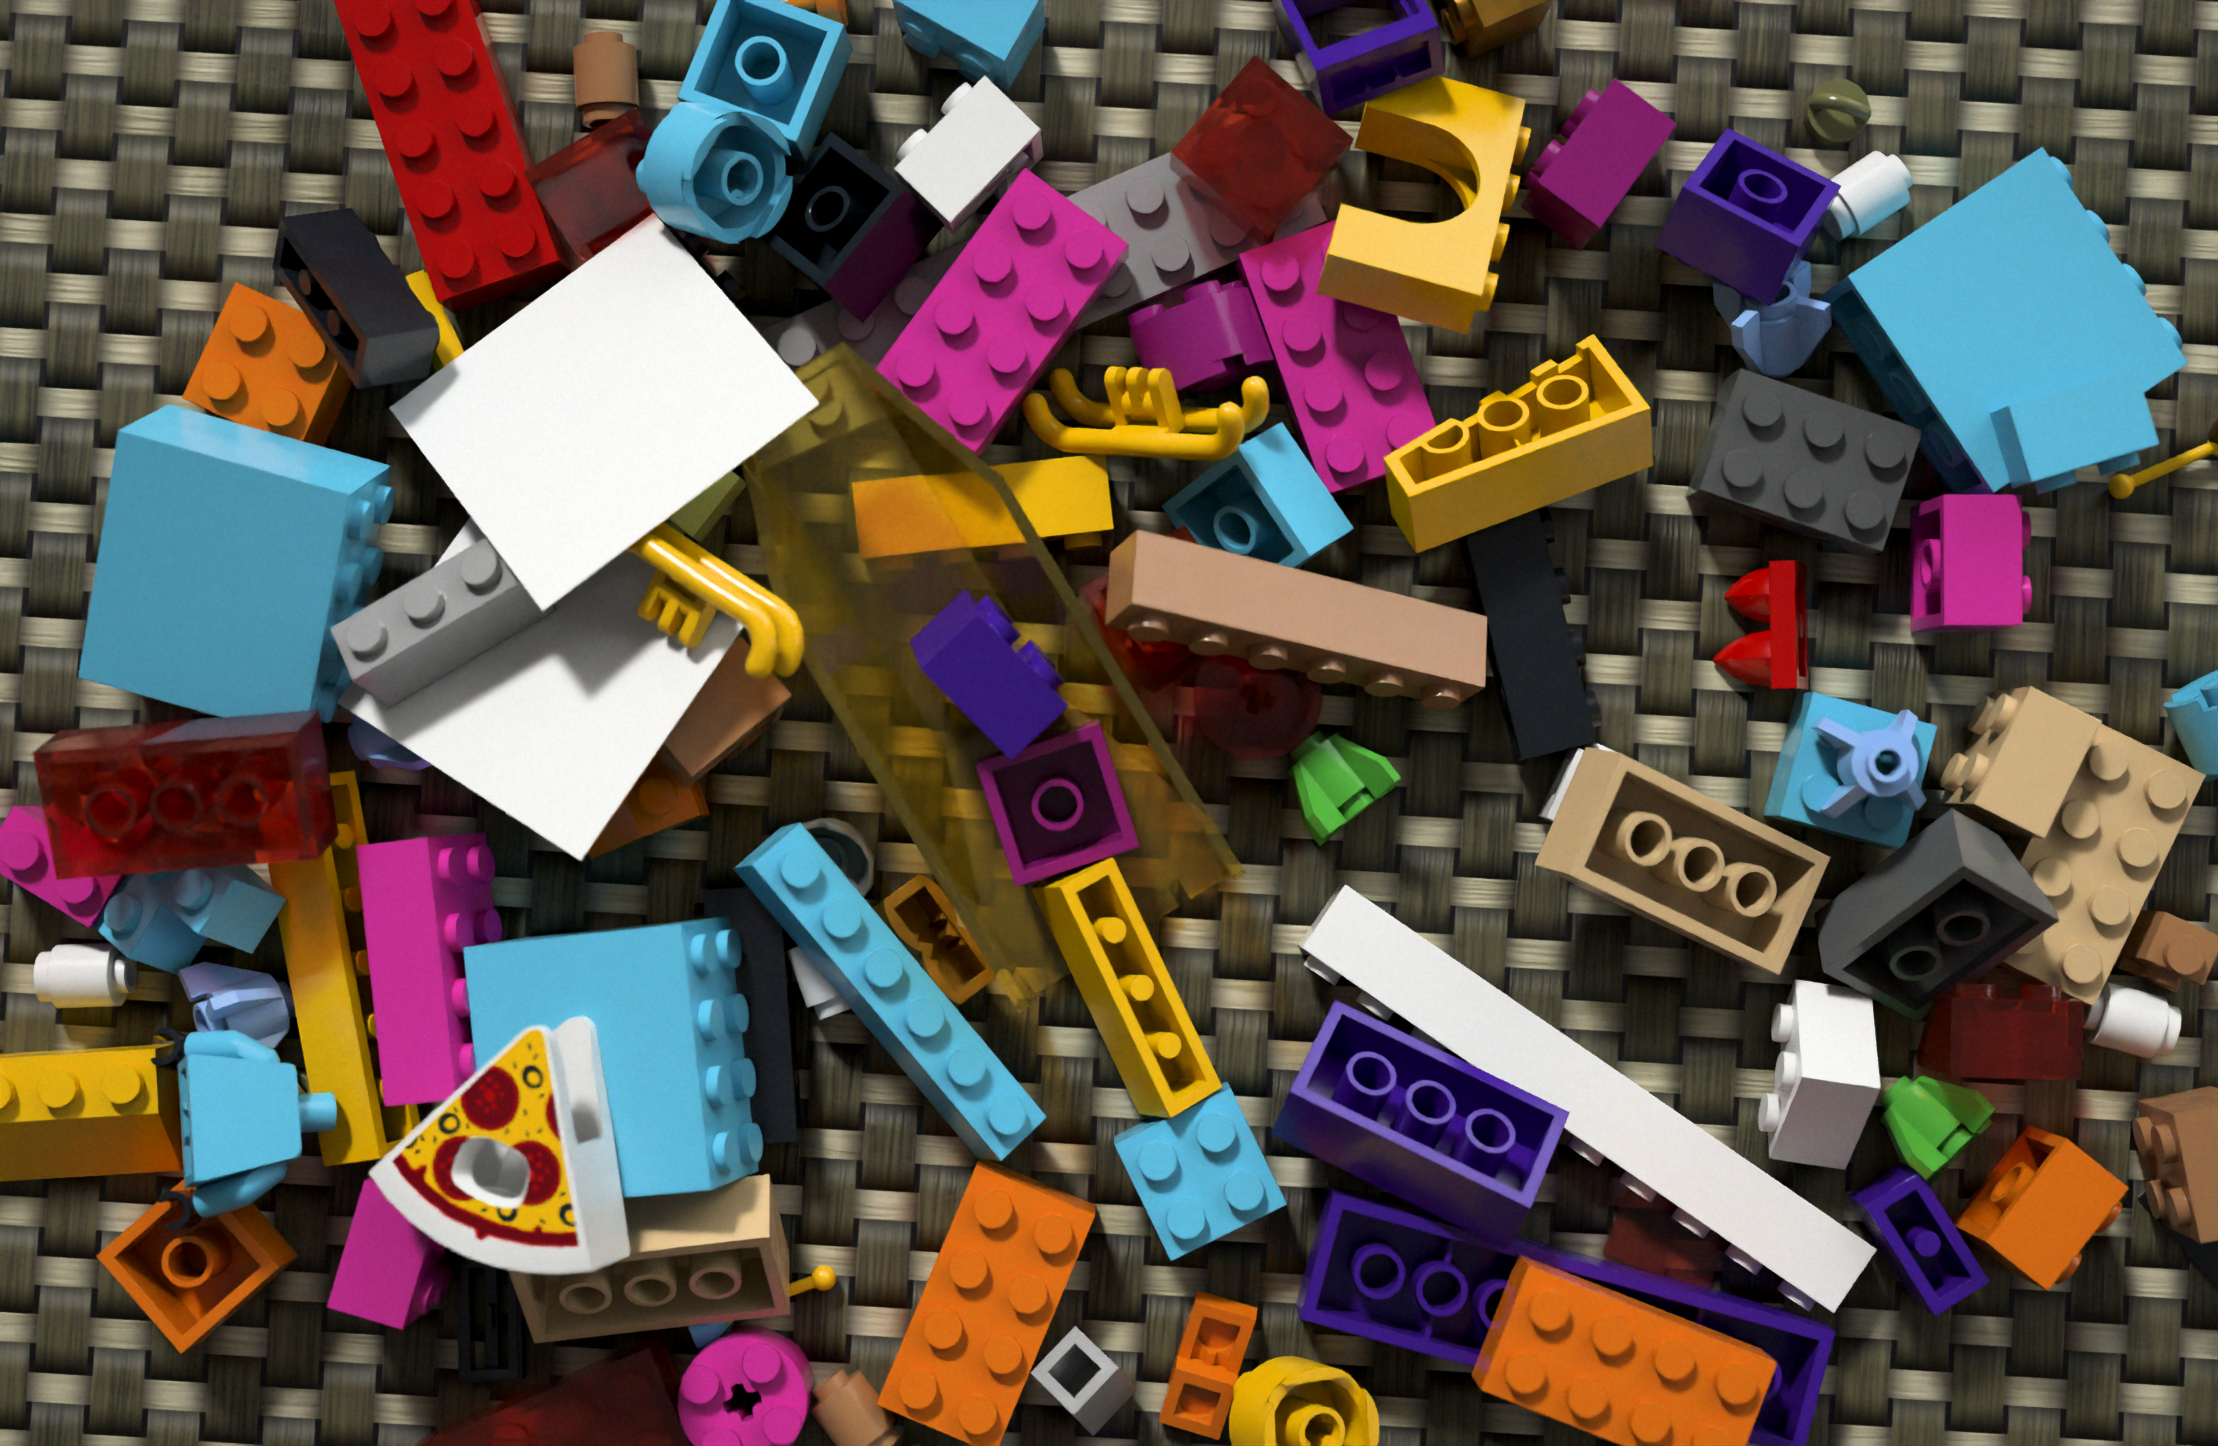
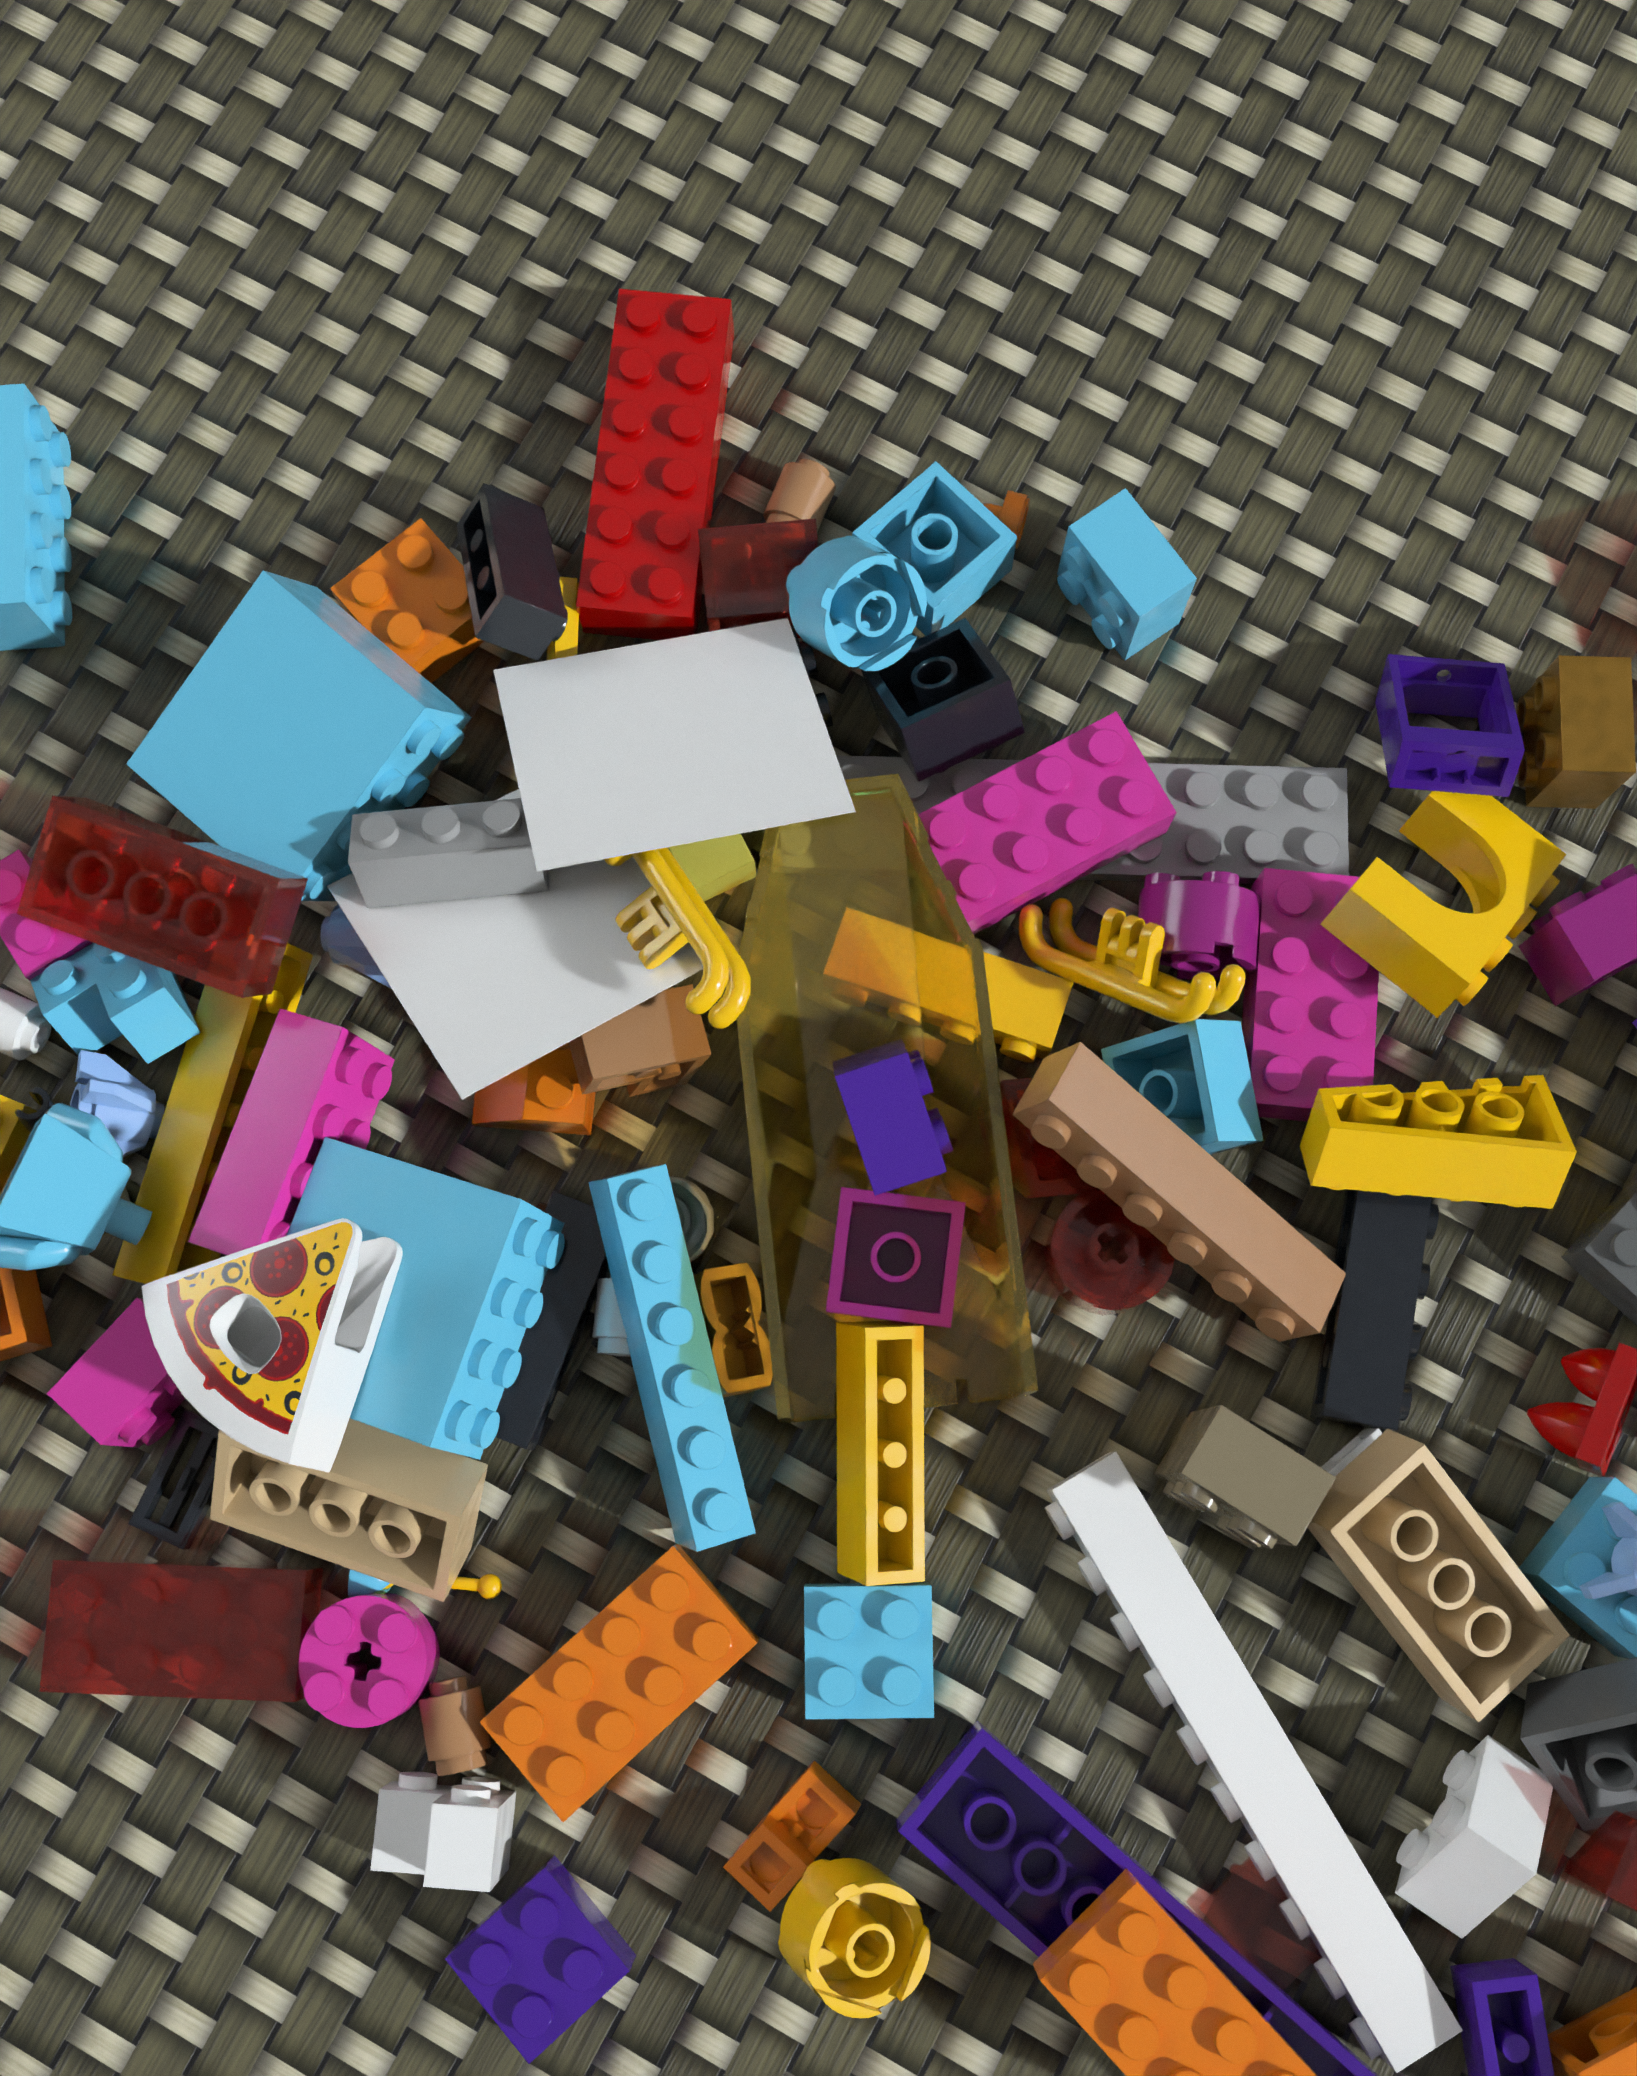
camera: 25 degrees right, 10 degrees down
(969, 153) = (1075, 681): white brick -> none
(1084, 1380) = (675, 1793): light grey brick -> none
(1260, 152) = (1320, 792): clear red brick -> none
(1337, 782) = (1148, 1359): bright green brick -> none
(1421, 1124) = (1090, 1704): dark purple brick -> none
(1472, 856) = (1244, 1477): none -> dark tan brick
(1933, 1122) = (1564, 1933): bright green brick -> none

